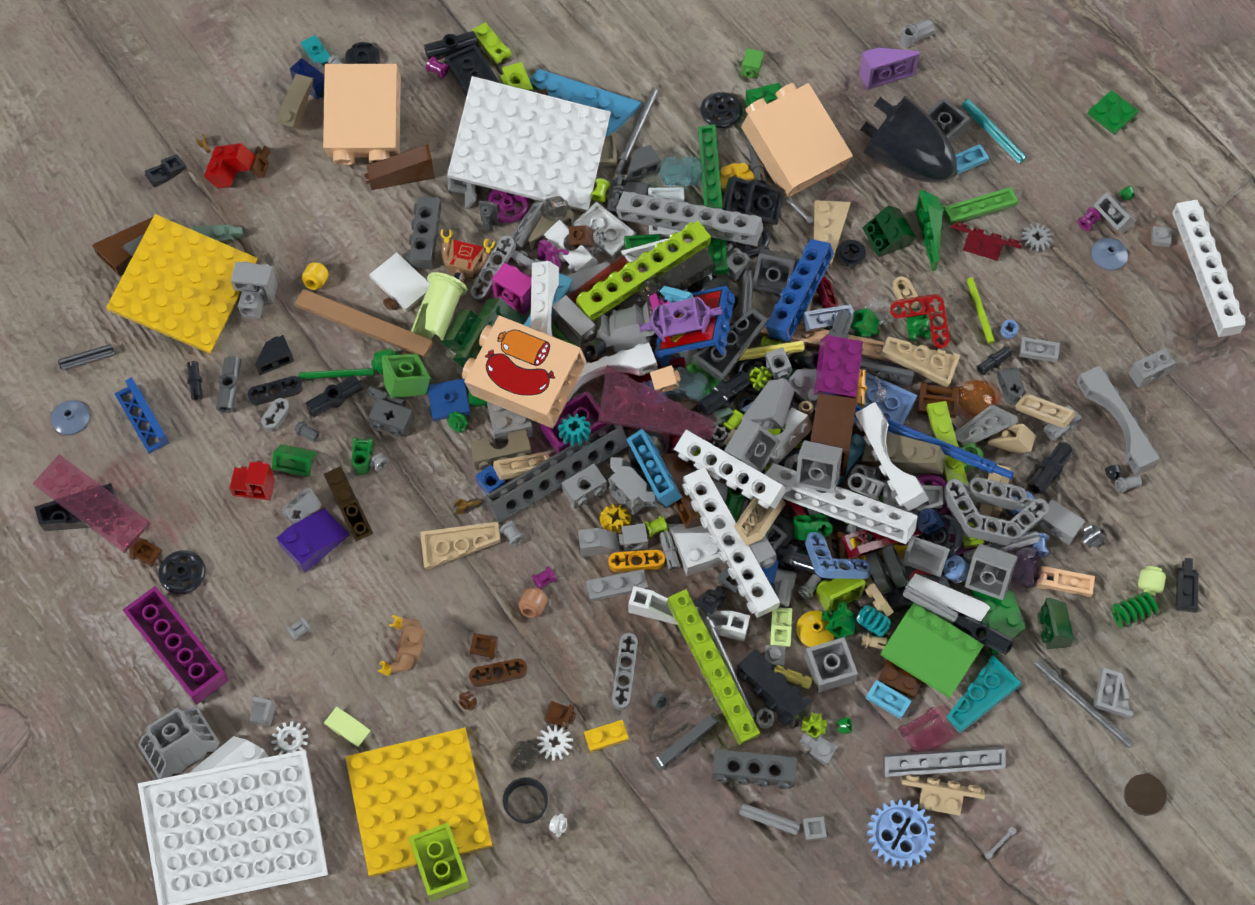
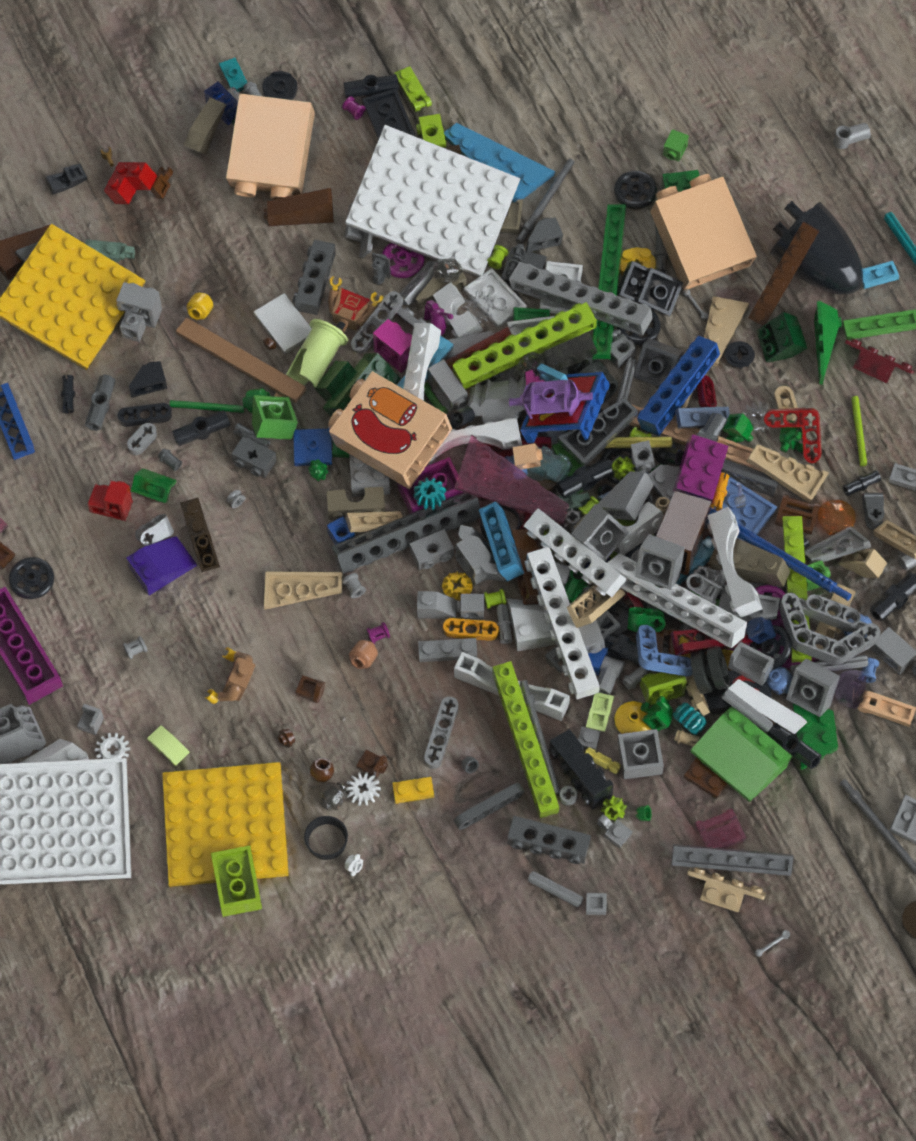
camera: 10 degrees right, 0 degrees up
(362, 451) = (220, 486): green piece -> none
(462, 504) = (310, 551): pearl gold hand -> none
(494, 680) = (313, 710): reddish brown beam -> none
(509, 729) = (321, 770): none -> reddish brown piece
(581, 236) = (469, 301): reddish brown brick -> none
(680, 172) = (581, 249): clear light blue brick -> none
(711, 600) = (535, 675): black hinge -> none
(882, 168) = (783, 274): none -> reddish brown plate
(883, 824) = (692, 931): light blue gear -> none
(887, 65) = (812, 166): medium lavender slope -> none
(888, 699) = (690, 795): medium azure plate -> none
(949, 119) = (864, 232): flat silver slope -> none
(982, 695) = (791, 799): teal wing -> none
(1012, 324) = (884, 447): medium blue bush -> none
(1055, 624) = (868, 747): dark green slope -> none

